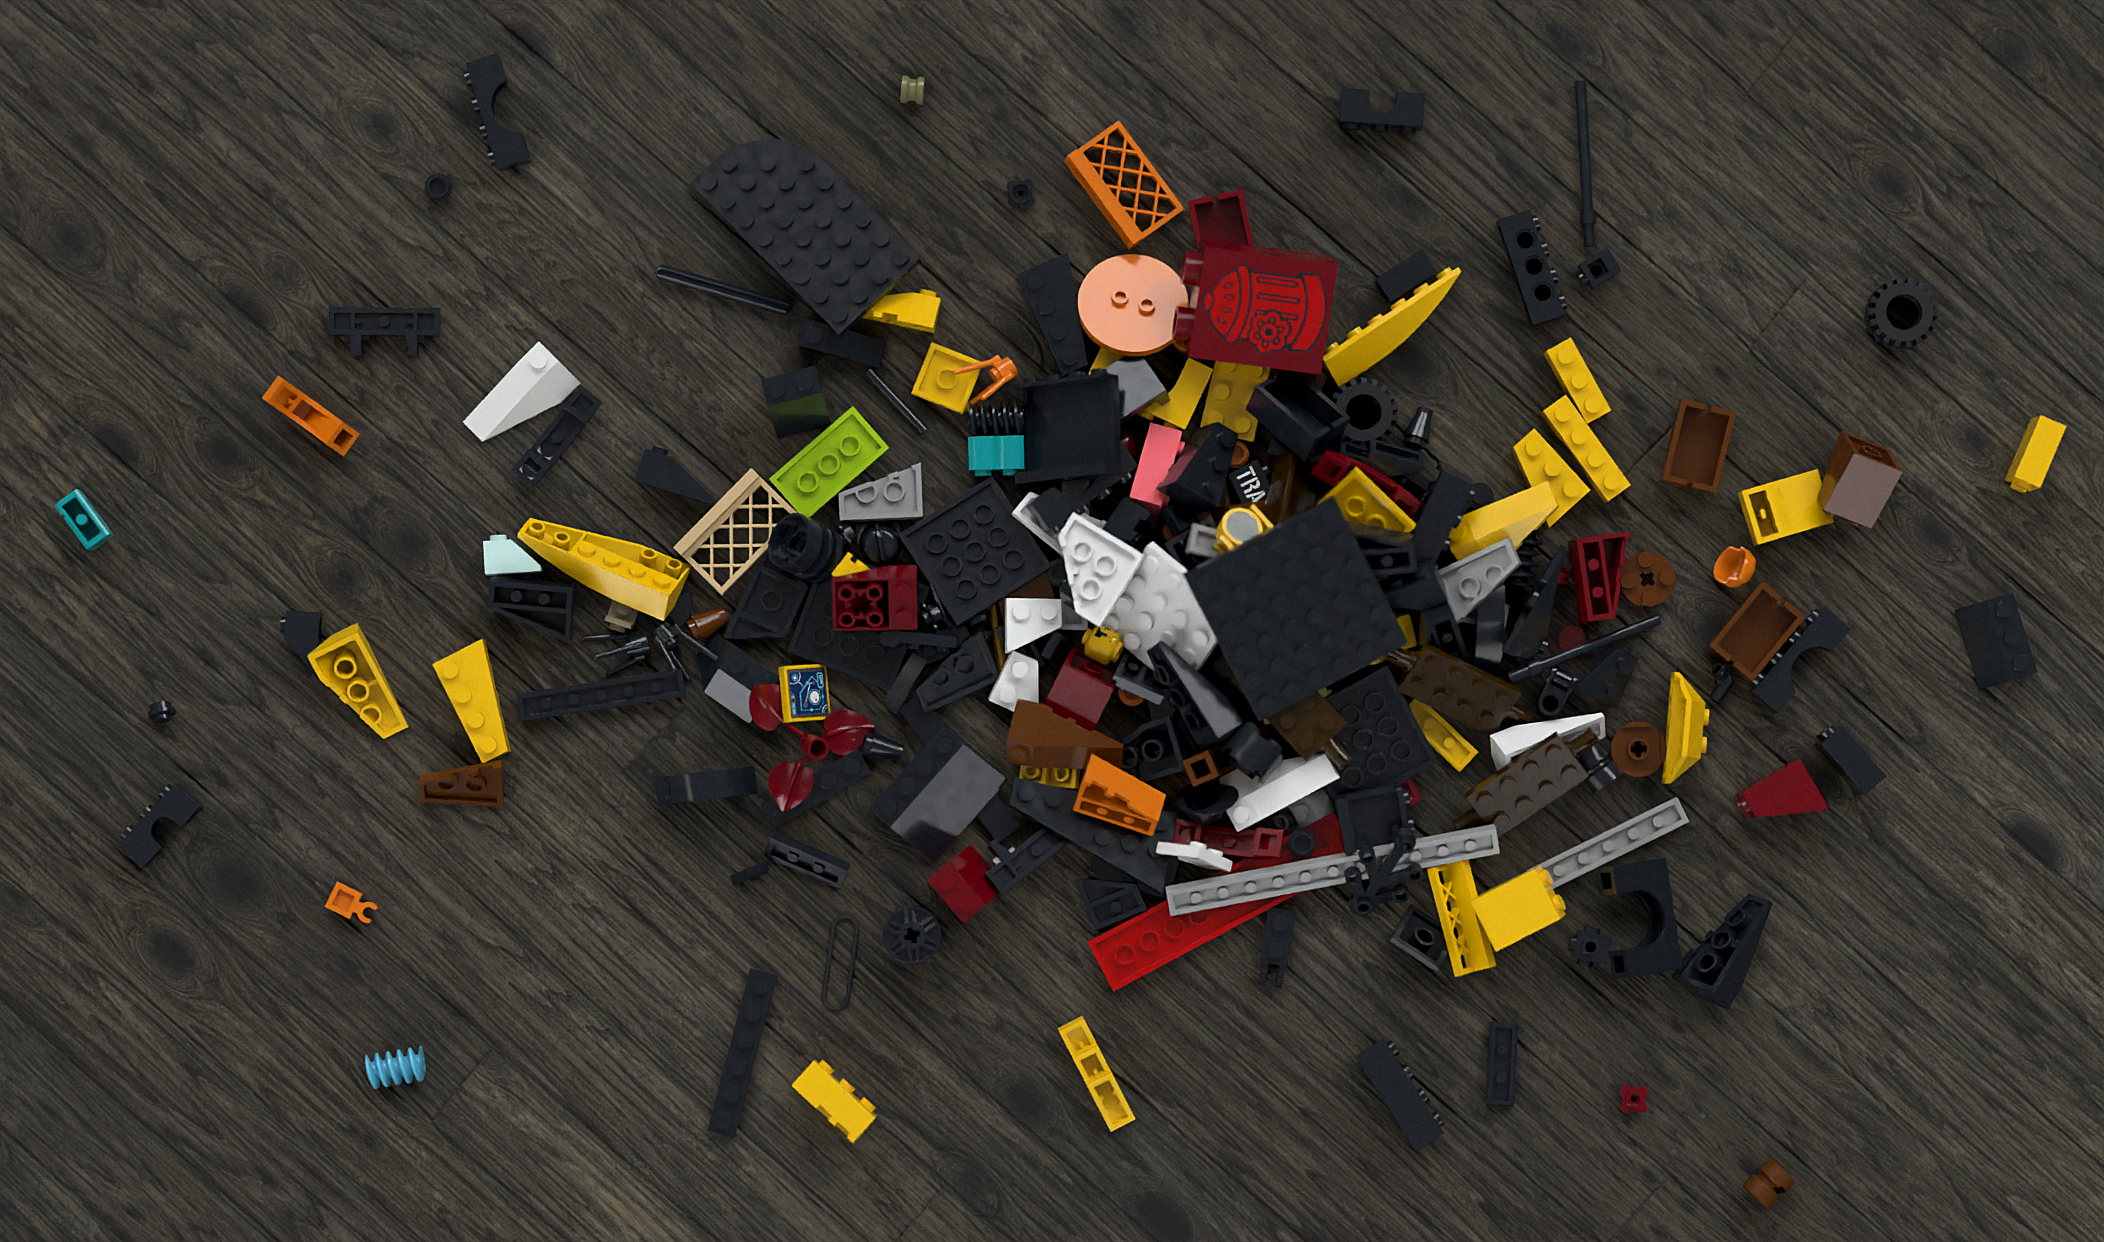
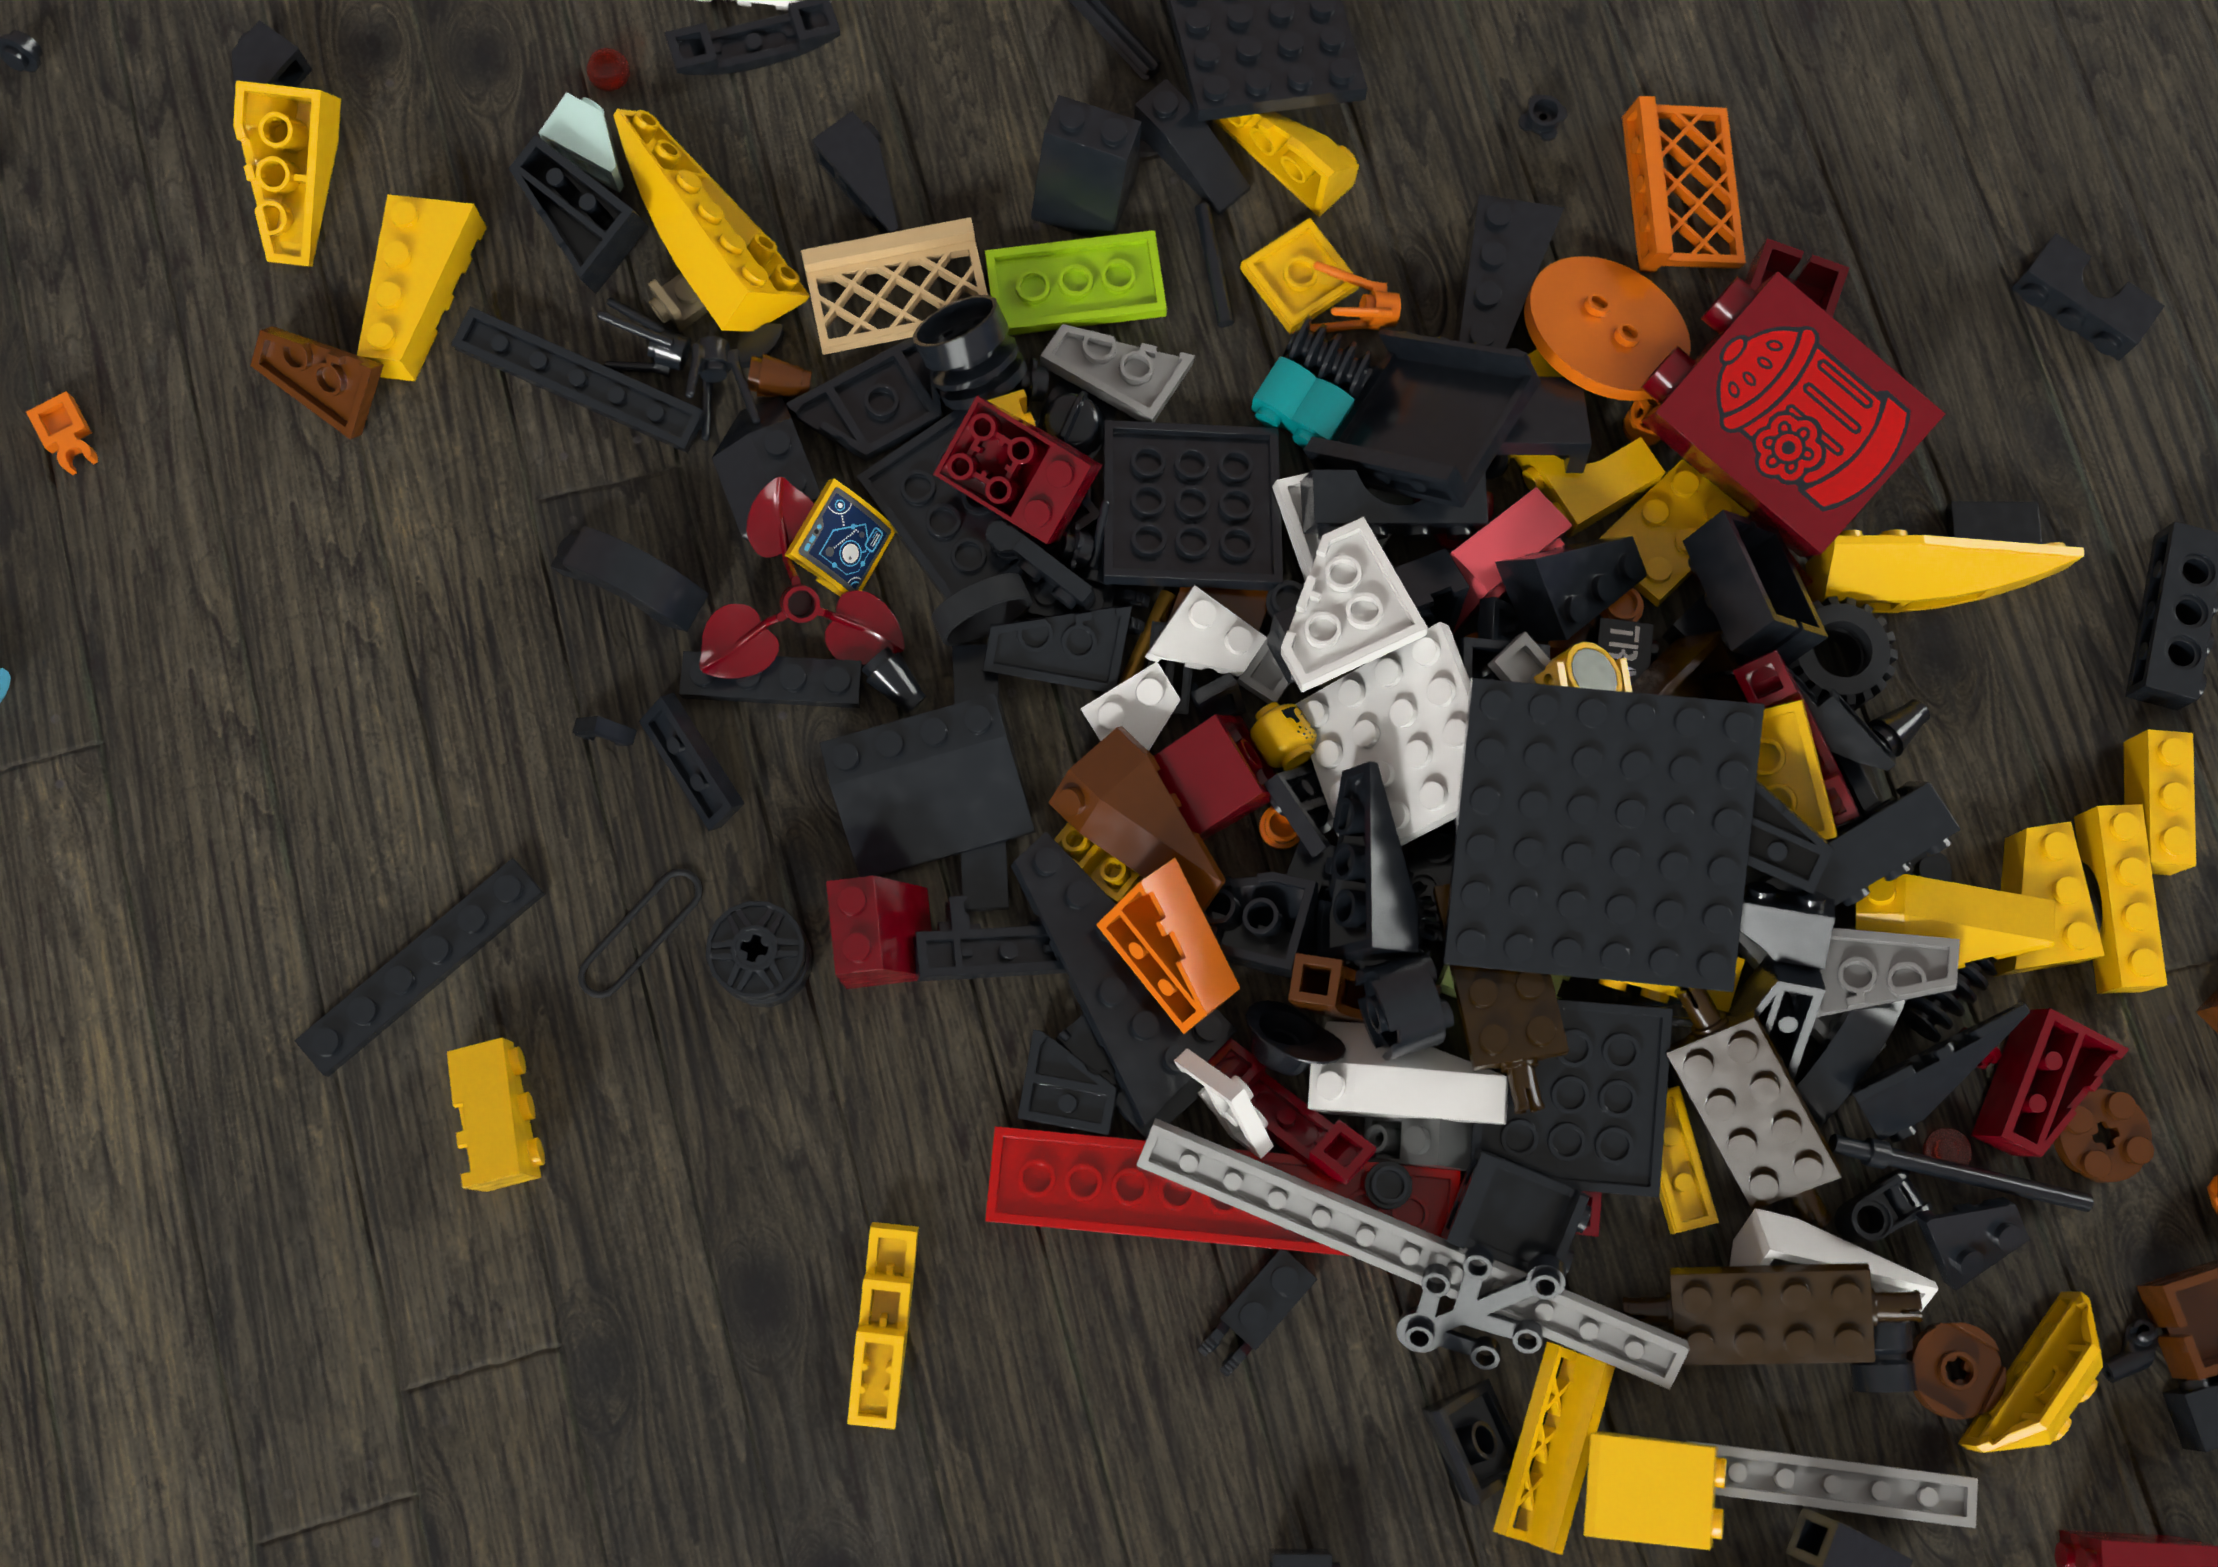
camera: 30 degrees right, 10 degrees down
(488, 507) = (608, 69): none -> clear red plate

